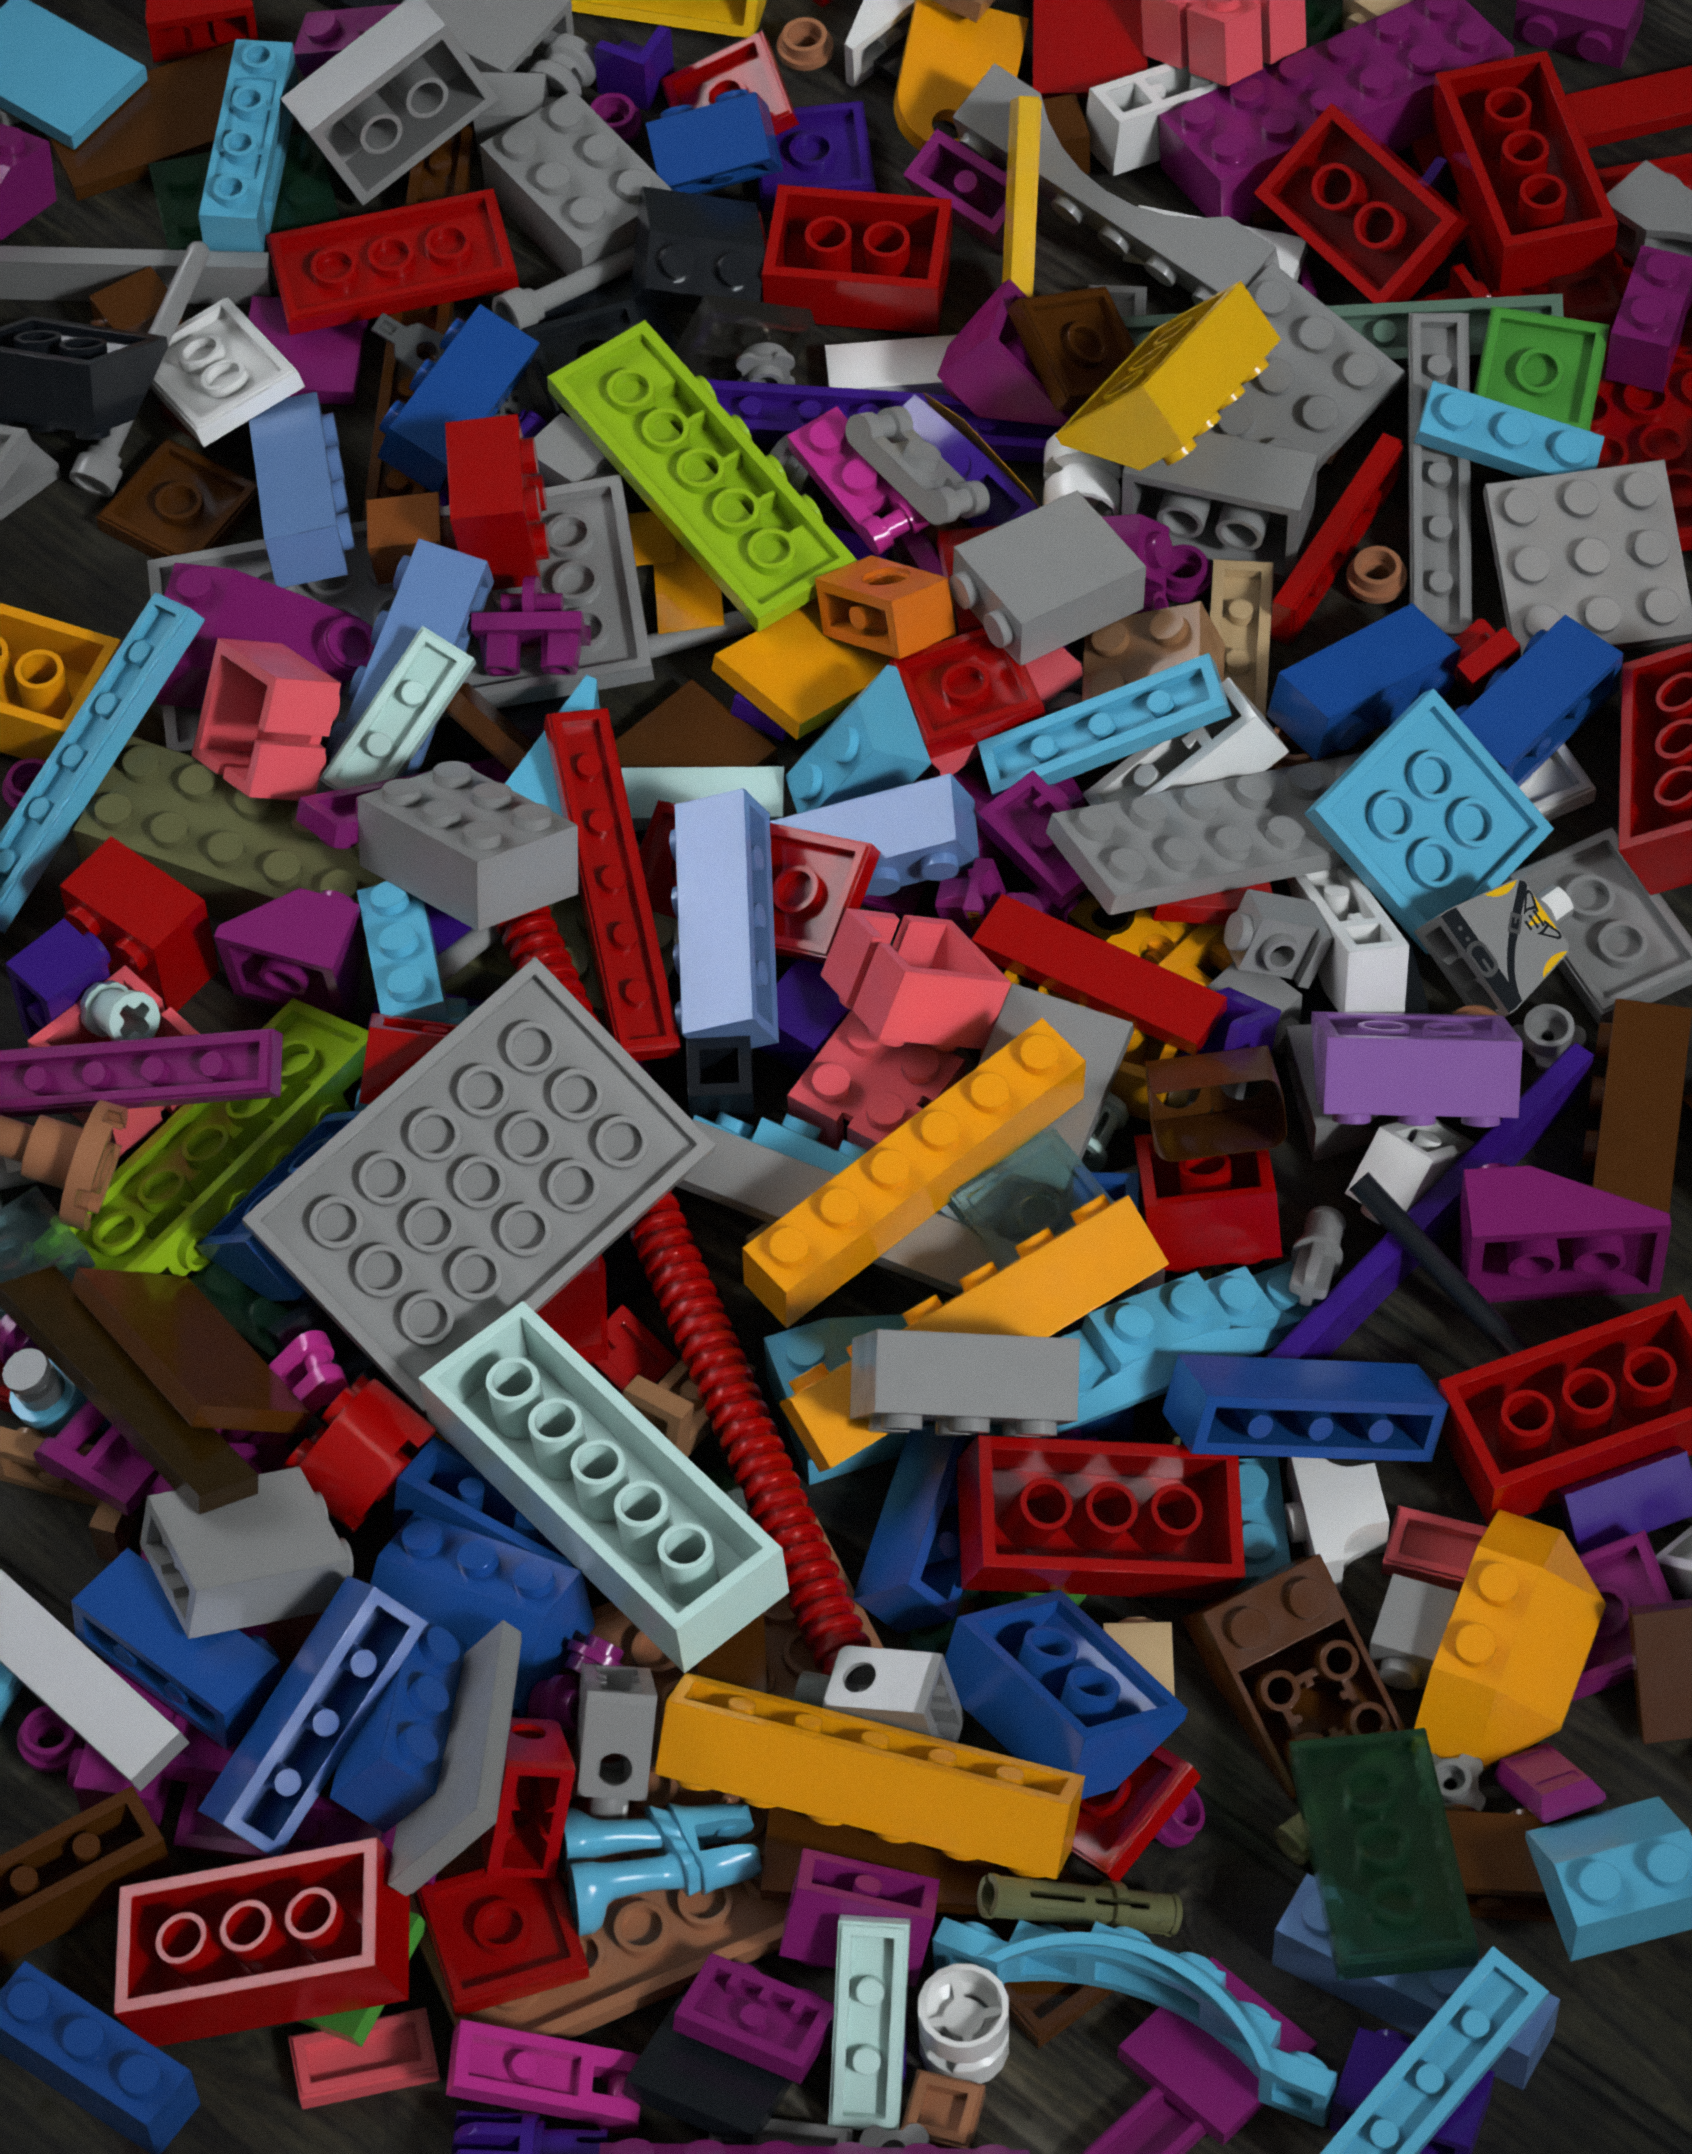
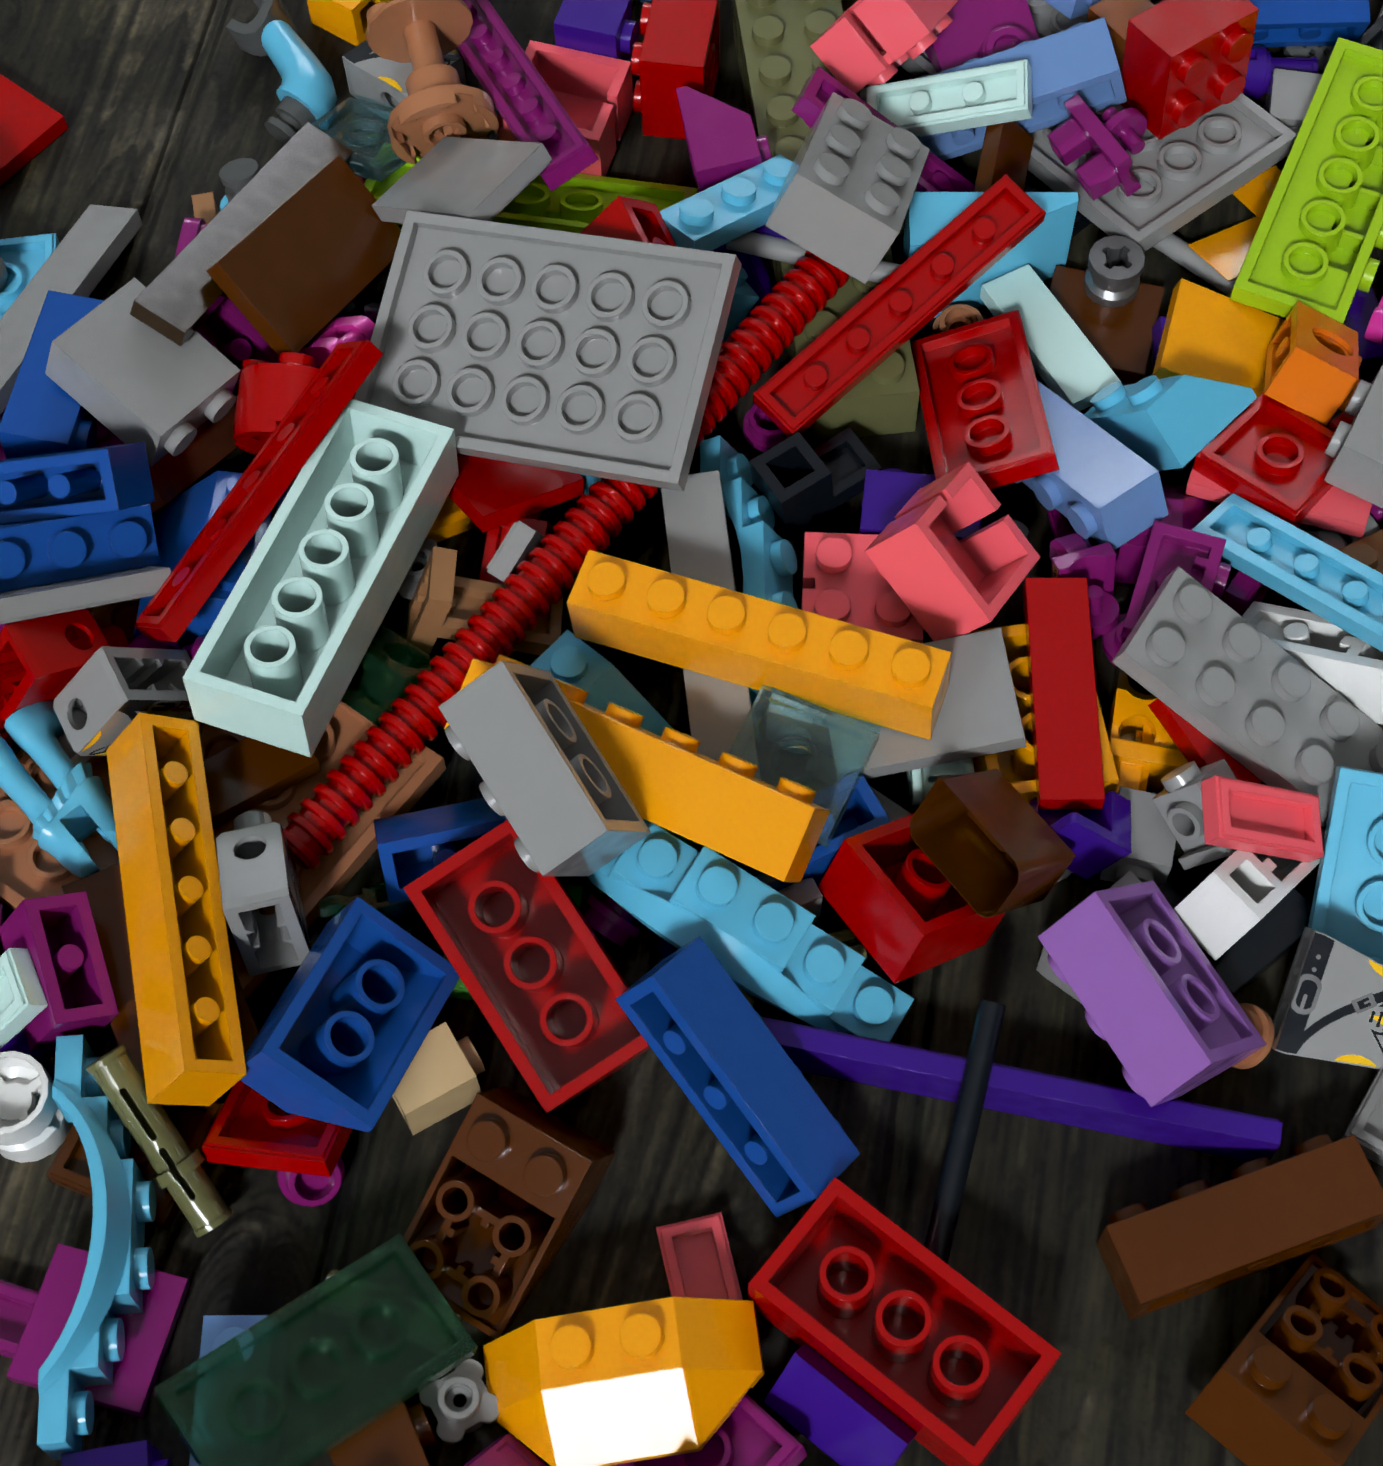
camera: 60 degrees right, 5 degrees up
(119, 1012) = (575, 90): light aqua bush -> none
(204, 1171) = (464, 179): none -> light grey tile
(477, 1498) = (257, 491): none -> red tile
(647, 1343) = (513, 550): none -> light grey tile
(648, 718) = (1119, 284): none -> flat silver wheel
(725, 919) = (922, 399): brick -> none
(1262, 1518) = (628, 1103): medium azure plate -> none
(1317, 894) = (1261, 819): none -> coral tile
(1317, 1254) = (919, 1014): light grey axle -> none
(1336, 1512) = (669, 1165): white brick -> none
(1410, 1160) = (1055, 1039): white slope -> none
(1410, 1631) = (586, 1279): light grey brick -> none
(1550, 1021) = (1304, 1087): light grey plate -> none
(1555, 1238) = (1051, 1188): magenta slope -> none

